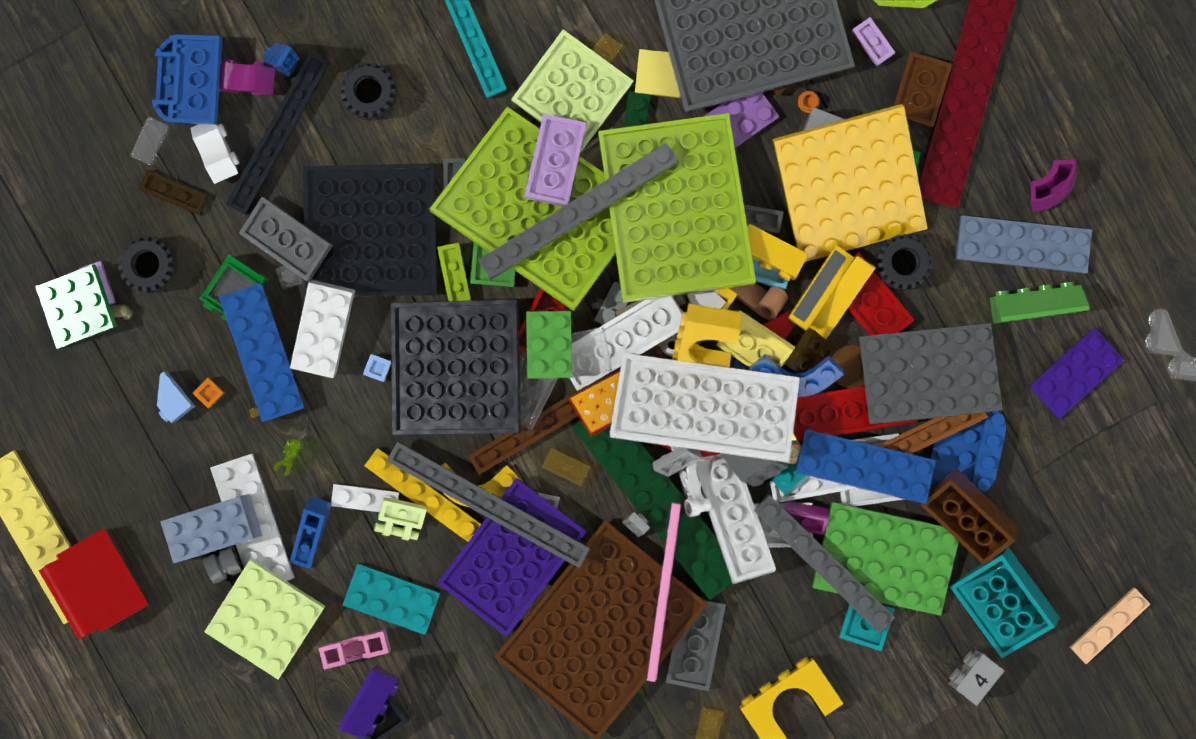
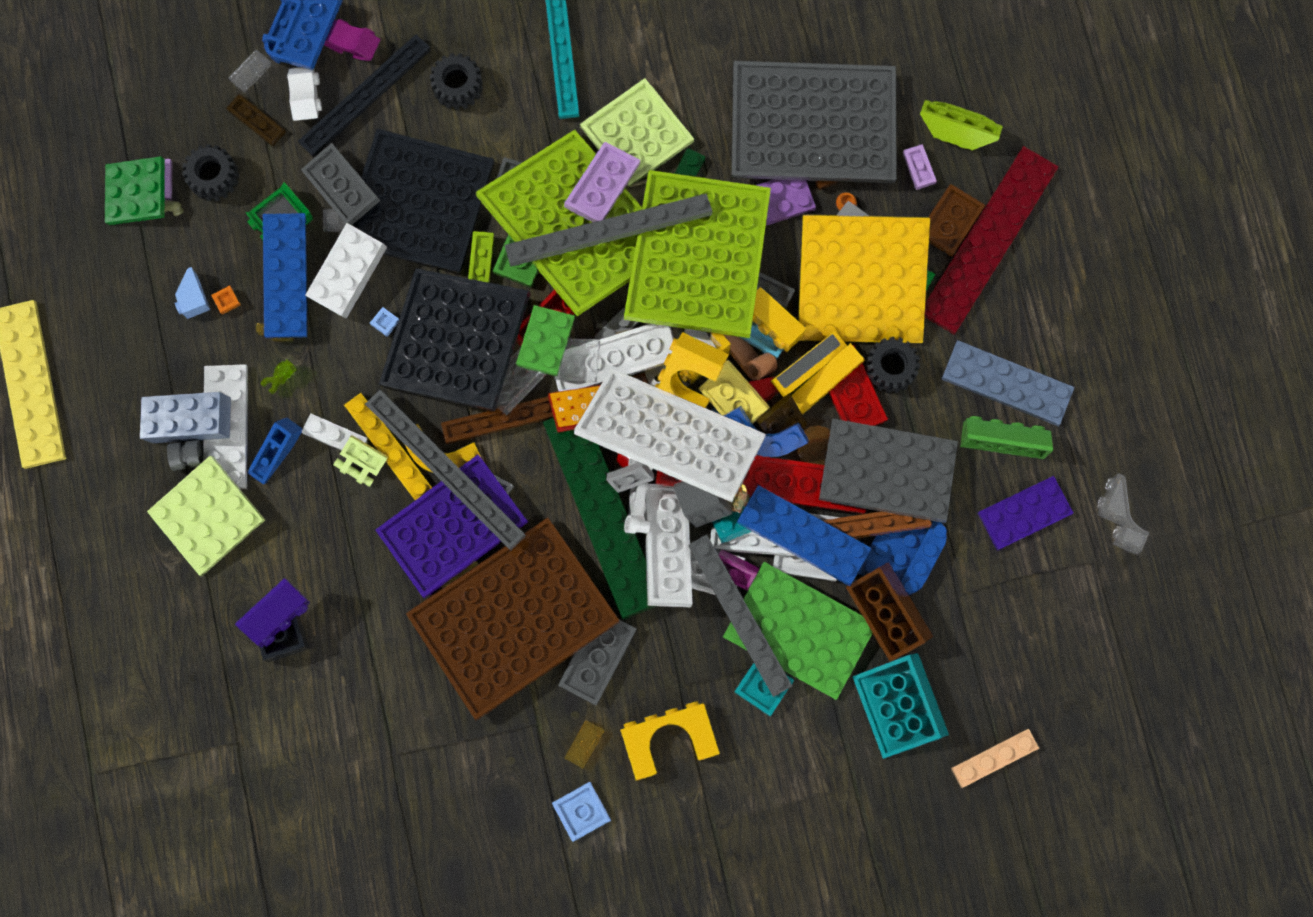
camera: 15 degrees right, 10 degrees down
(93, 585) = (60, 437): red piece -> none
(281, 58) = (390, 32): blue slope -> none
(354, 648) = (270, 567): bright pink arch -> none
(391, 599) = (328, 533): teal plate -> none
(566, 467) = (527, 459): clear yellow plate -> none
(607, 48) = (680, 105): clear yellow plate -> none
(636, 524) = (575, 527): light grey plate -> none
(655, 75) = (715, 141): light yellow tile -> none
(664, 590) = (581, 594): bright pink tile -> none
(975, 676) = (853, 765): light grey brick -> none
(1054, 186) = (1050, 336): magenta brick -> none

